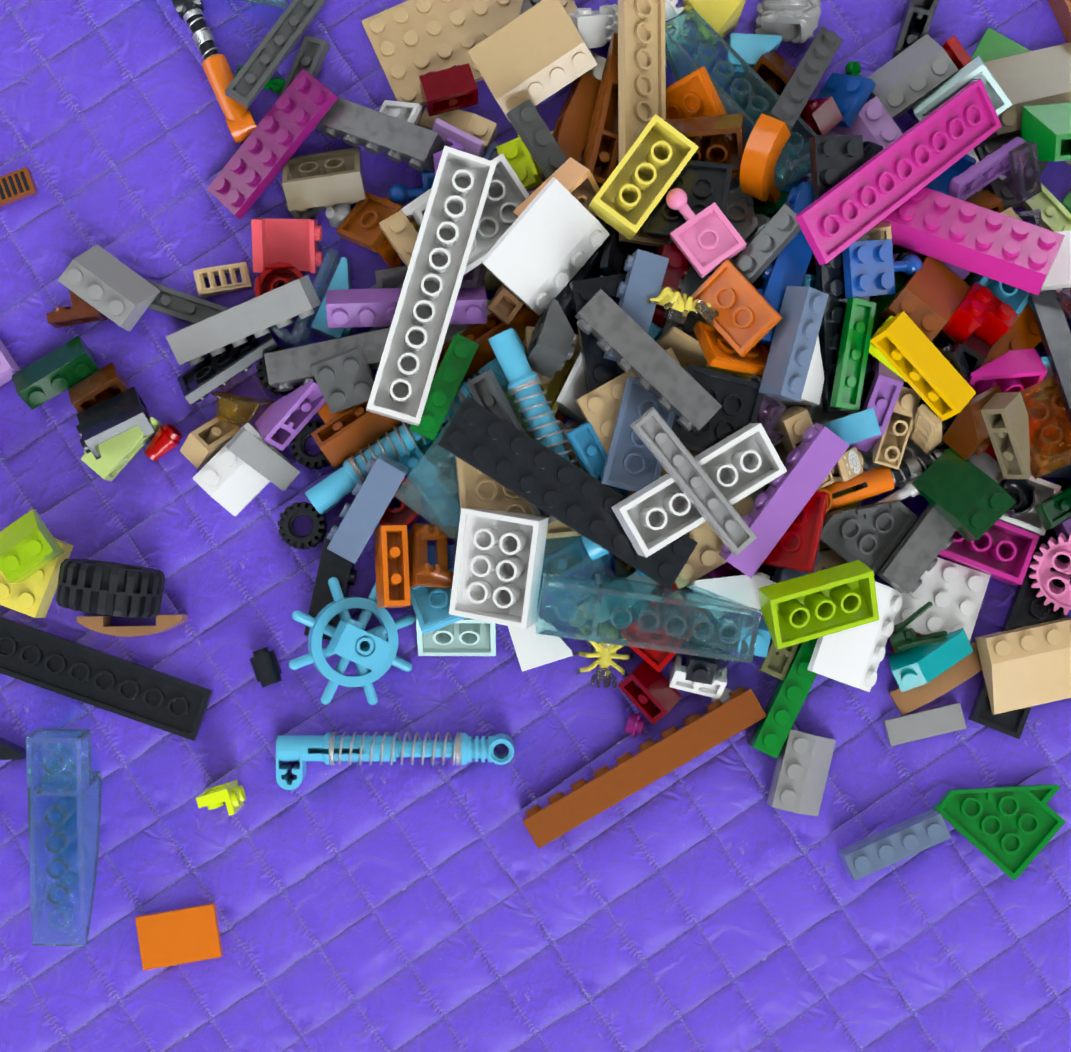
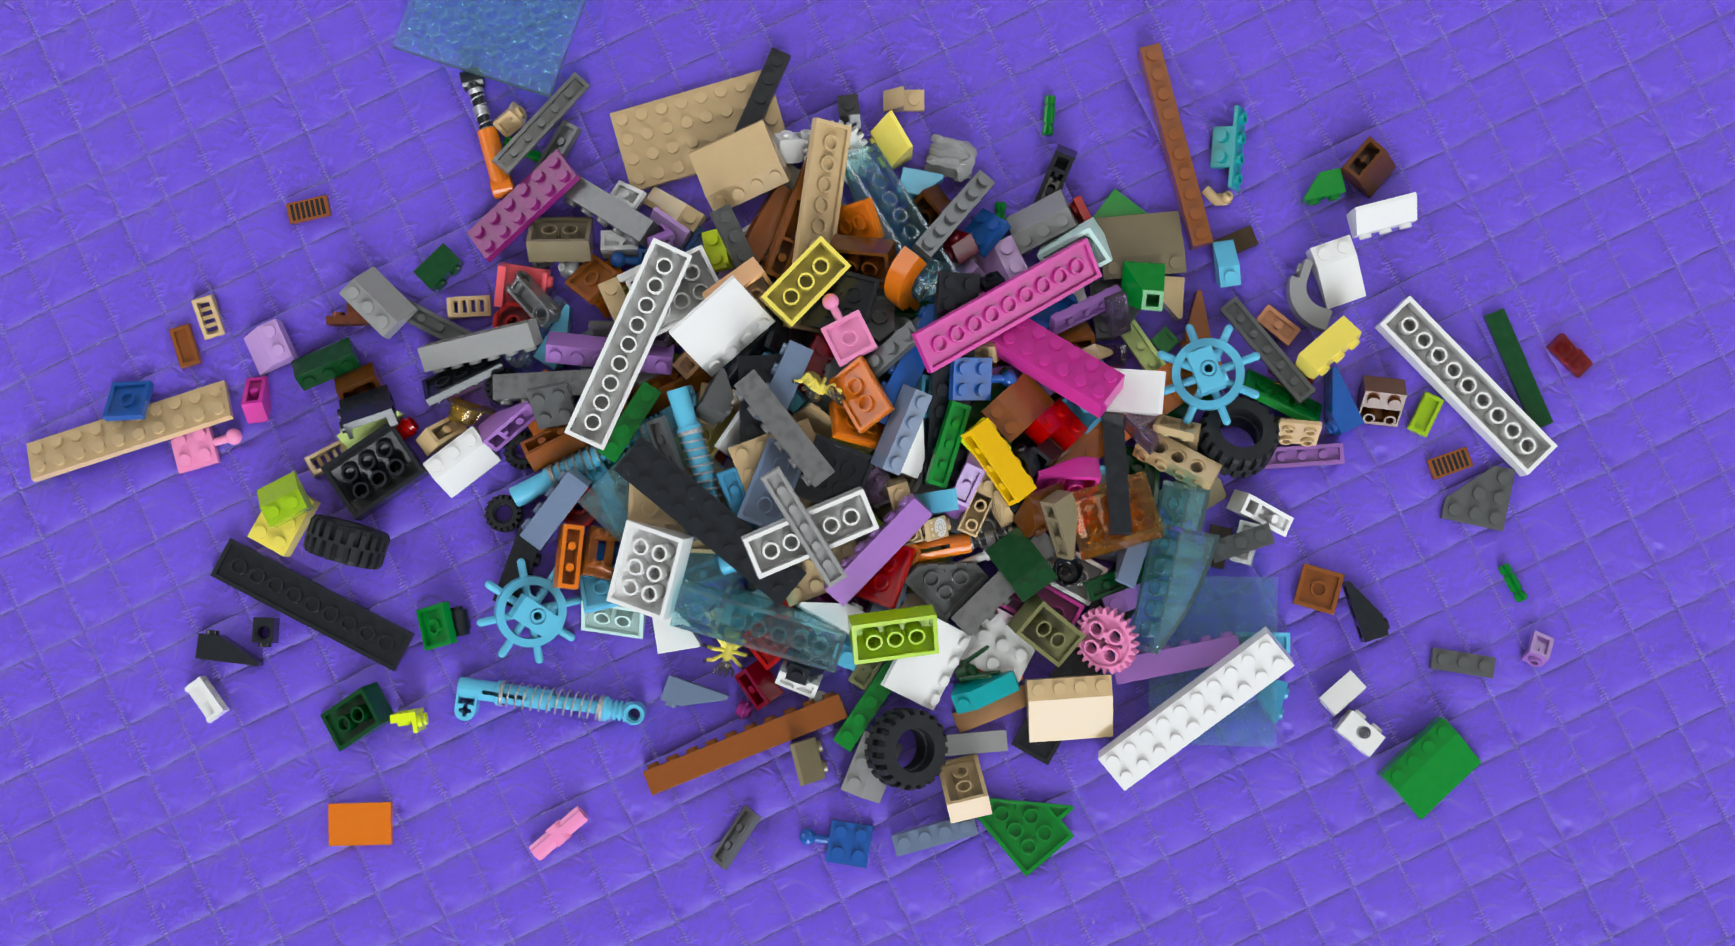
camera: 20 degrees right, 0 degrees up
(18, 705) = (273, 626): none -> black brick
(62, 834) = (281, 729): clear light blue slope -> none
(79, 497) = (316, 456): none -> tan slope
(103, 625) = (335, 569): medium nougat slope -> none
(134, 496) = (374, 471): none -> black slope
(156, 802) = (357, 716): none -> dark green slope
(179, 236) = (439, 268): none -> dark green brick
(239, 676) = (436, 626): none -> green plate
(241, 44) = (511, 120): none -> tan bracket
(262, 458) = (480, 456): light grey tile -> none
(302, 255) = (534, 299): none -> flat silver piece
(390, 173) = (612, 243): none -> white hinge
(428, 912) = (558, 833): none -> bright pink piece
(448, 89) = (670, 182): dark red brick -> none
(560, 715) = (684, 692): none -> sand blue slope
(648, 885) = (735, 837): none -> dark grey plate
(724, 776) = (808, 760): none -> dark tan slope
(785, 872) = (846, 843): none -> blue plate
(873, 744) = (929, 751): none -> black tyre
(924, 783) = (964, 788): none -> tan slope
(999, 572) = (1046, 630): none -> olive slope

